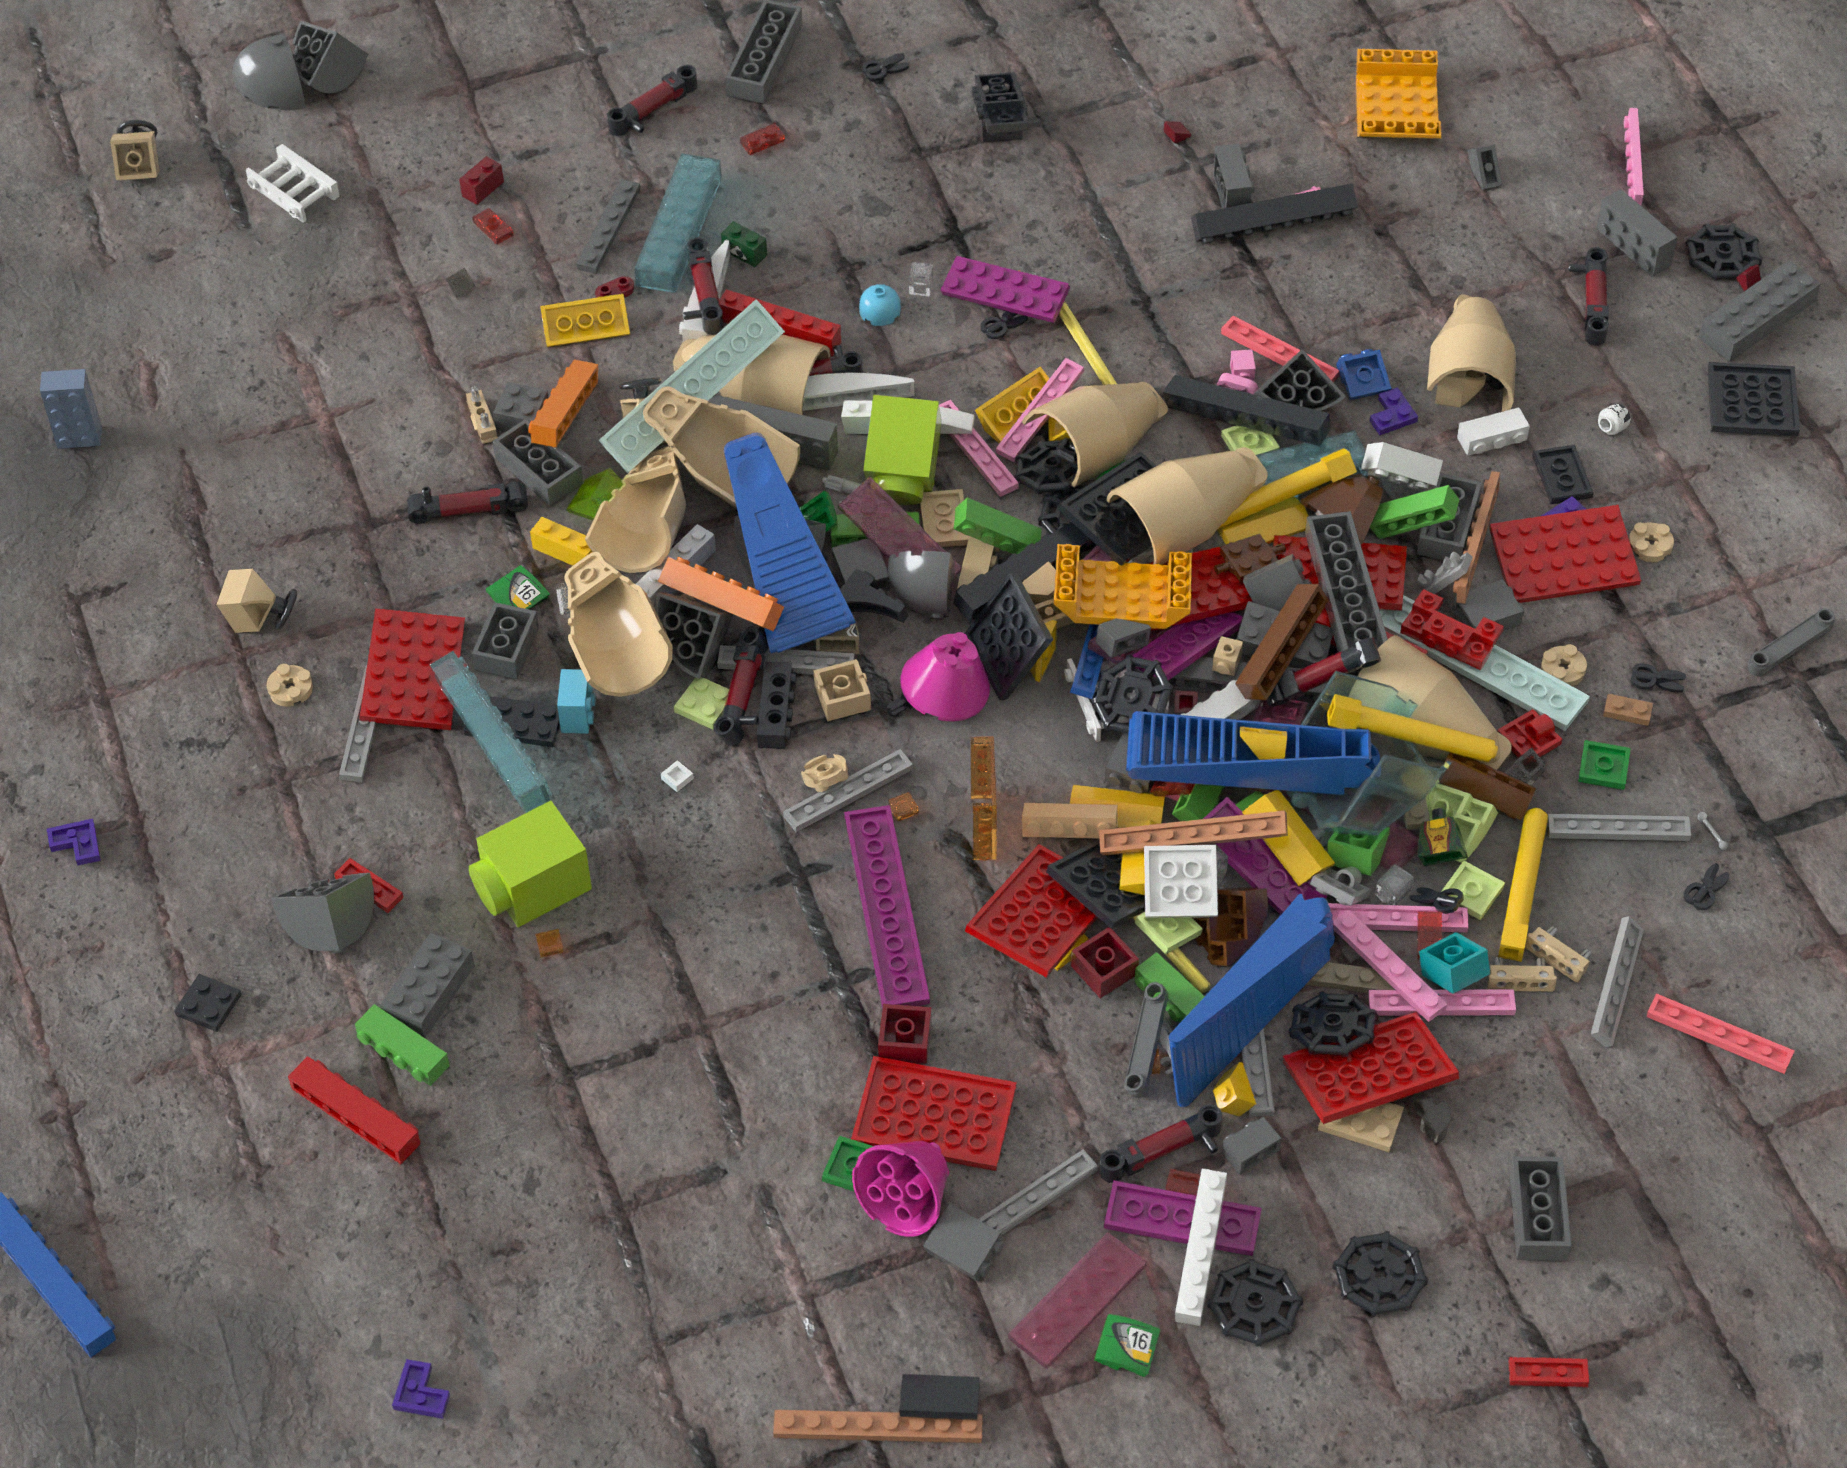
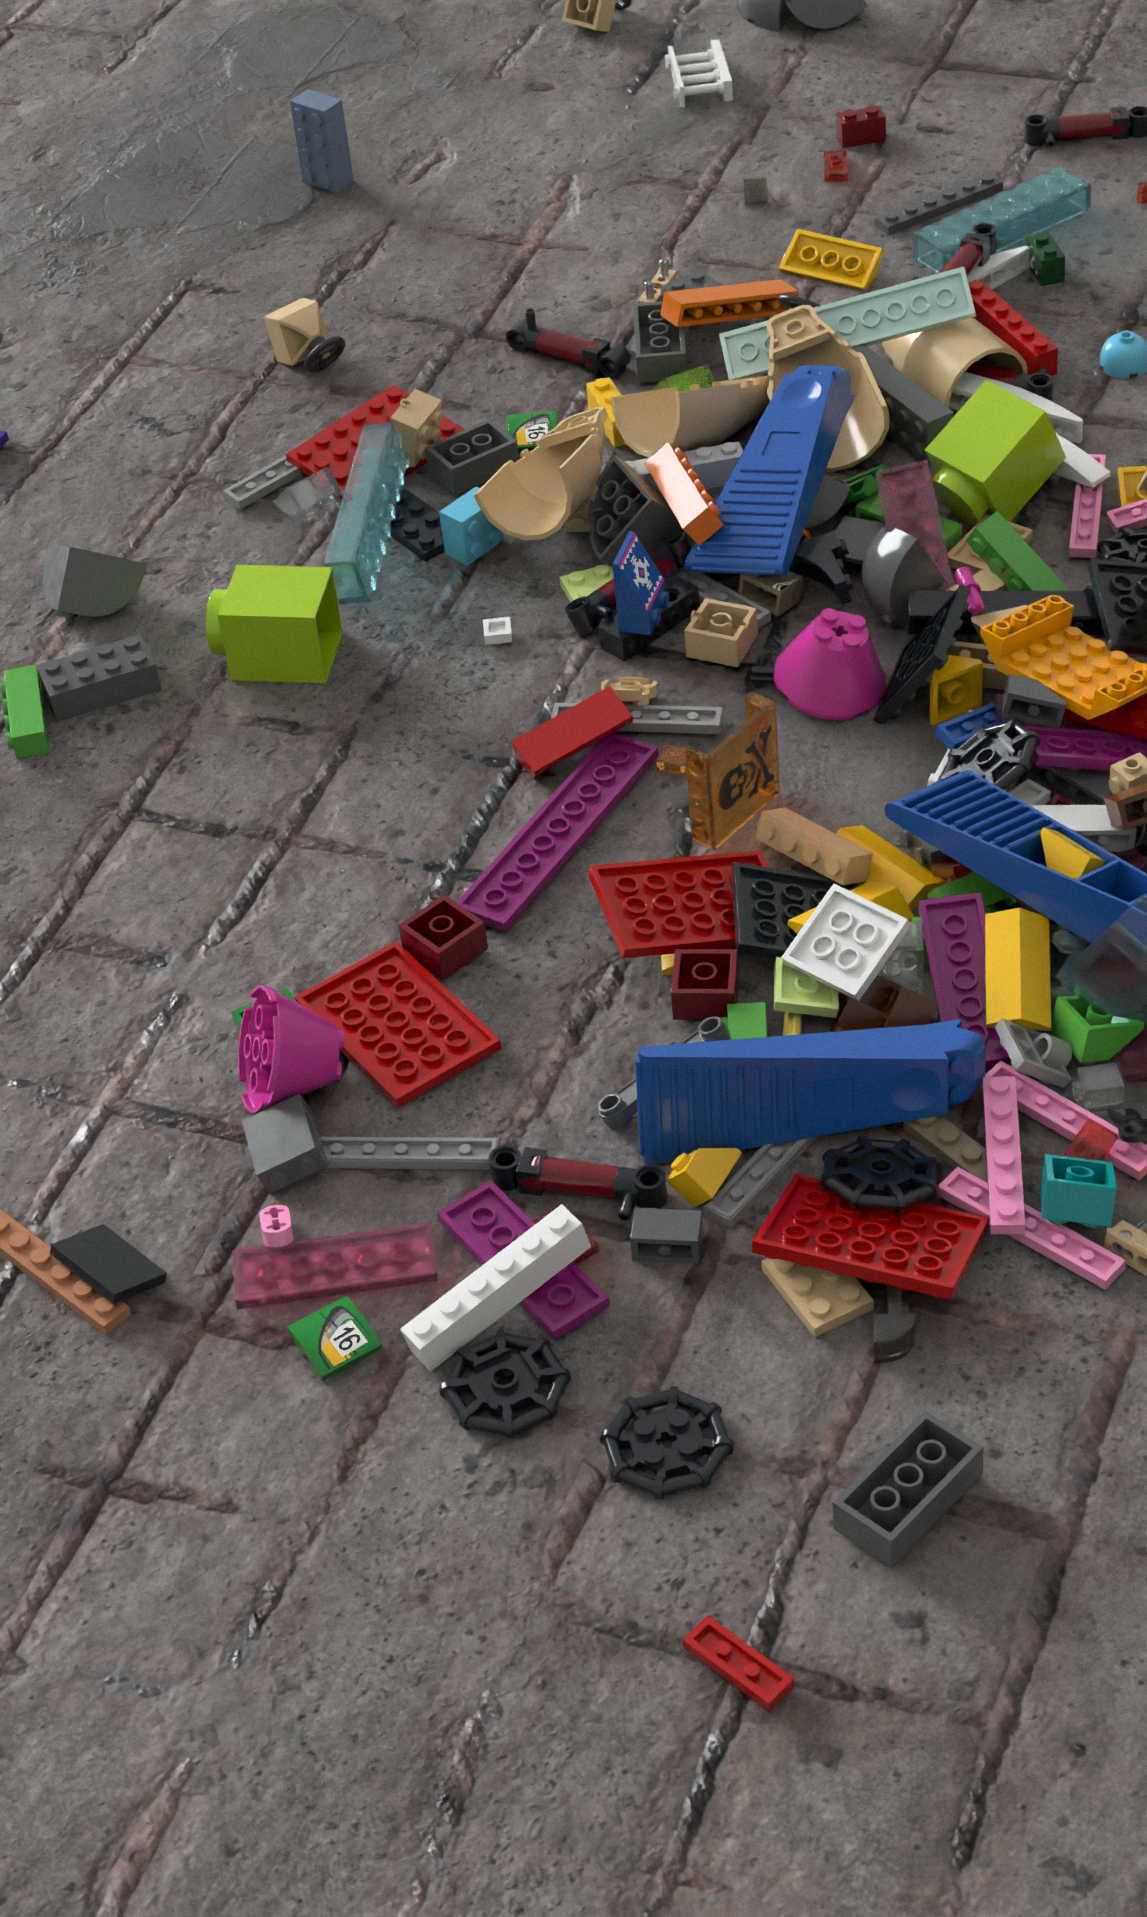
camera: 45 degrees right, 10 degrees down
(289, 674) = (269, 414): tan plate -> none
(385, 894) = (151, 591): red plate -> none
(410, 743) = (308, 496): none -> clear slope
(452, 634) = (418, 424): none -> tan brick
(549, 943) = (238, 703): clear orange tile -> none
(620, 285) = (894, 251): dark red plate -> none
(776, 694) = (638, 588): none -> blue slope
(828, 830) = (571, 732): none -> red brick
(993, 566) = (965, 577): none -> dark pink axle
(1014, 1304) = (276, 1226): none -> bright pink beam
(1194, 832) = (915, 905): nougat plate -> none

